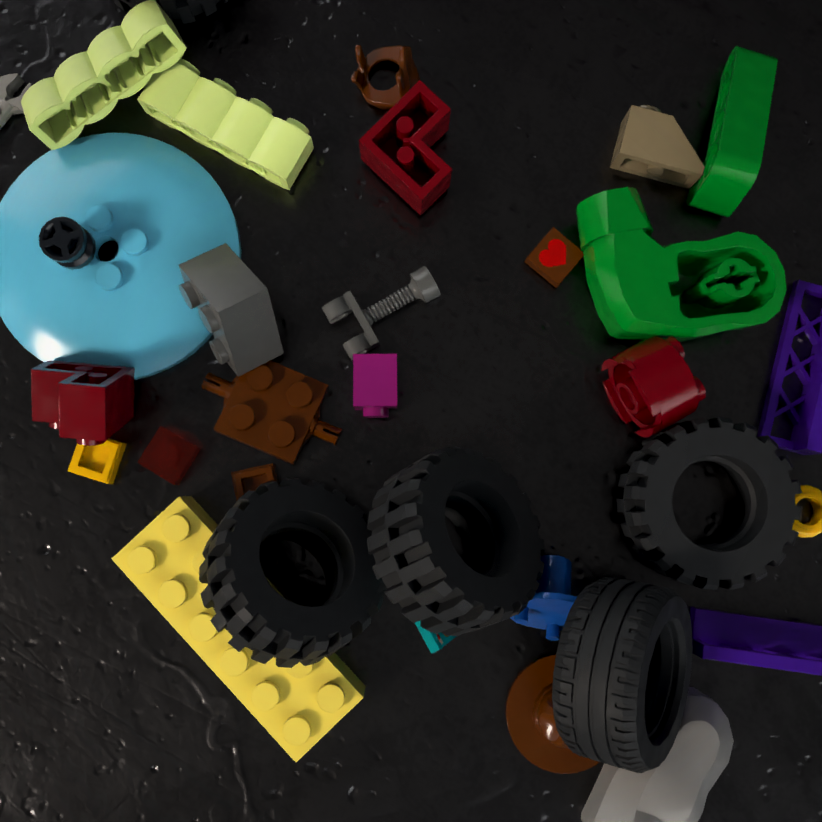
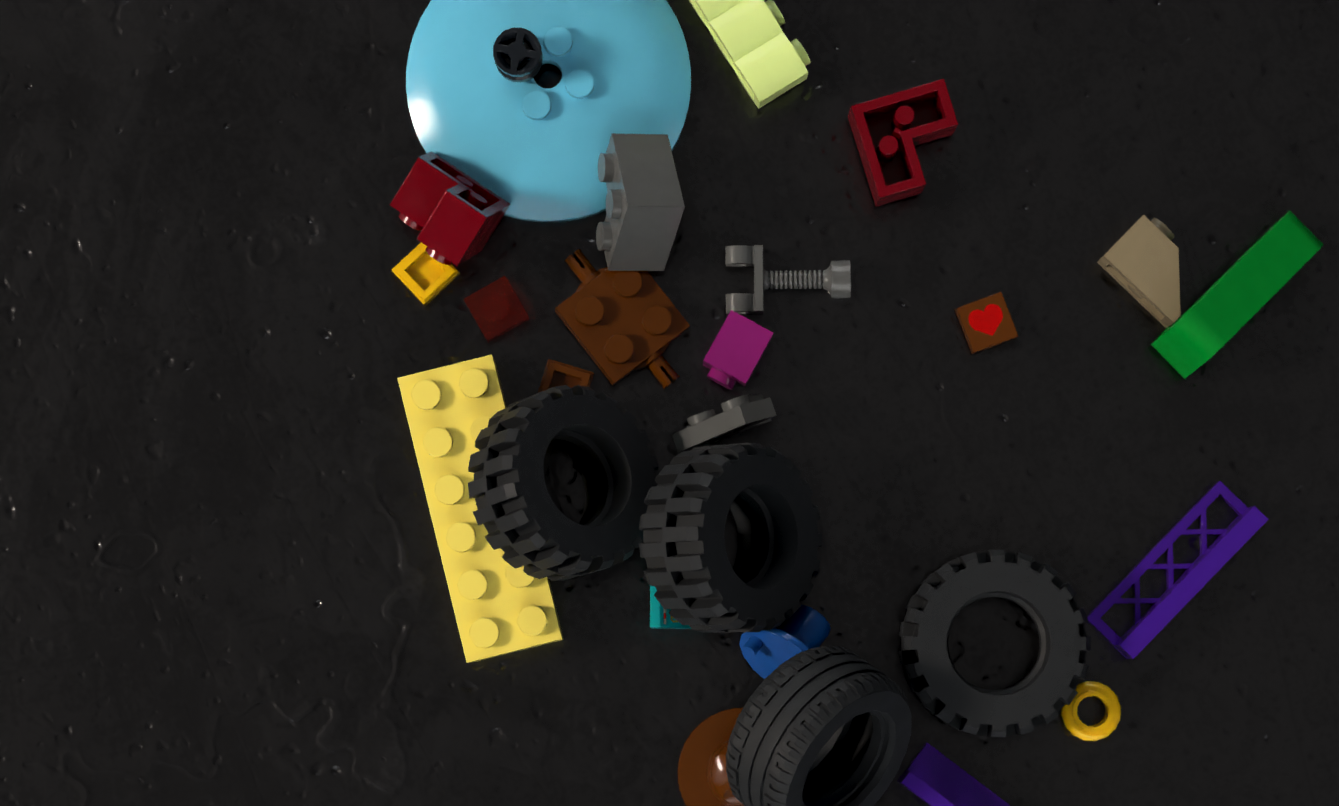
camera: 35 degrees right, 0 degrees up
(405, 77) = (935, 65): reddish brown piece -> none
(405, 435) = (737, 416): none -> dark grey hinge
(652, 385) = (1004, 500): dark red brick -> none
(675, 287) = (1080, 418): green piece -> none

